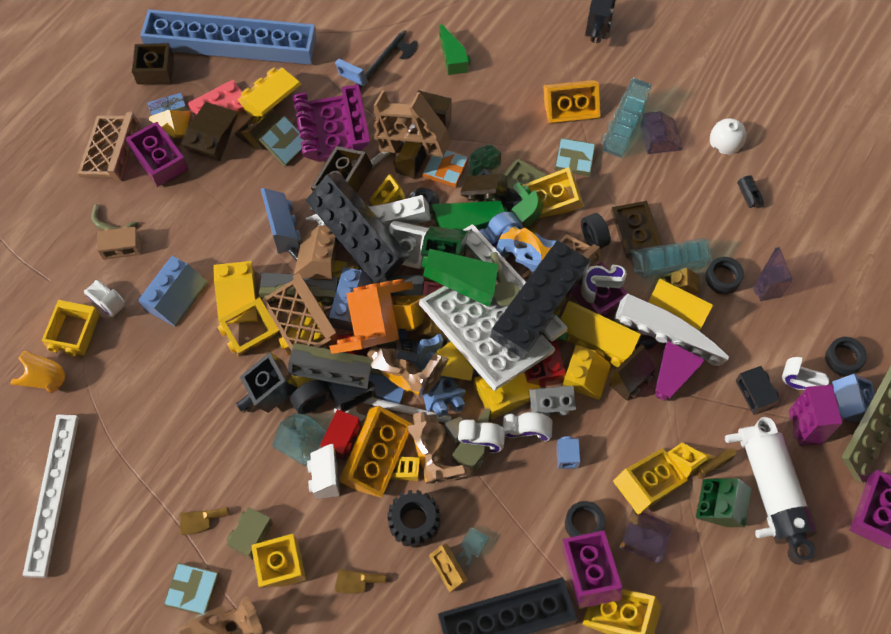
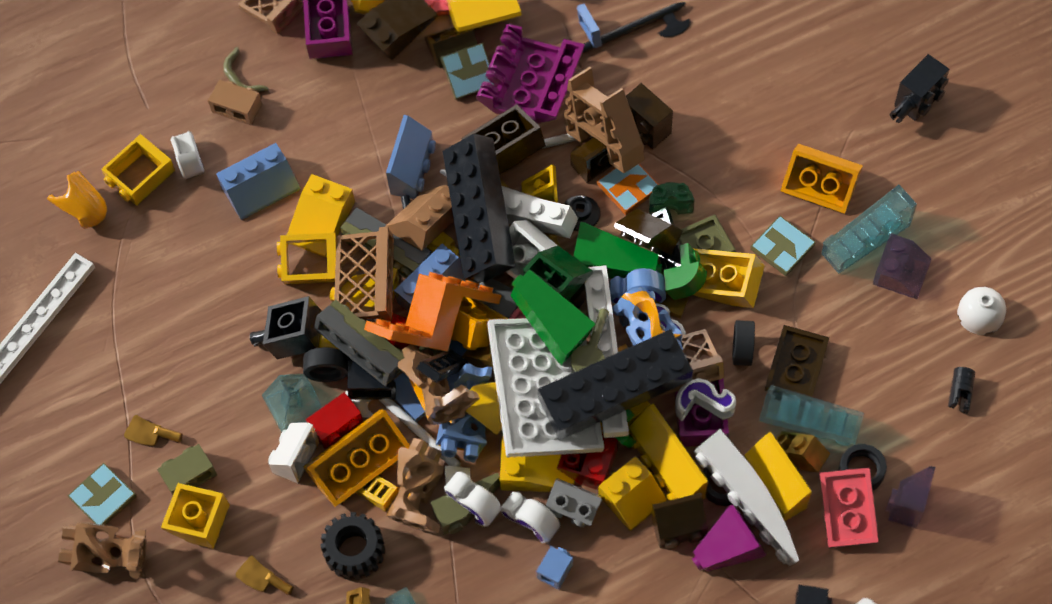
camera: 35 degrees right, 0 degrees up
(454, 52) = (720, 58): green slope -> none
(736, 304) = (849, 507): none -> coral plate

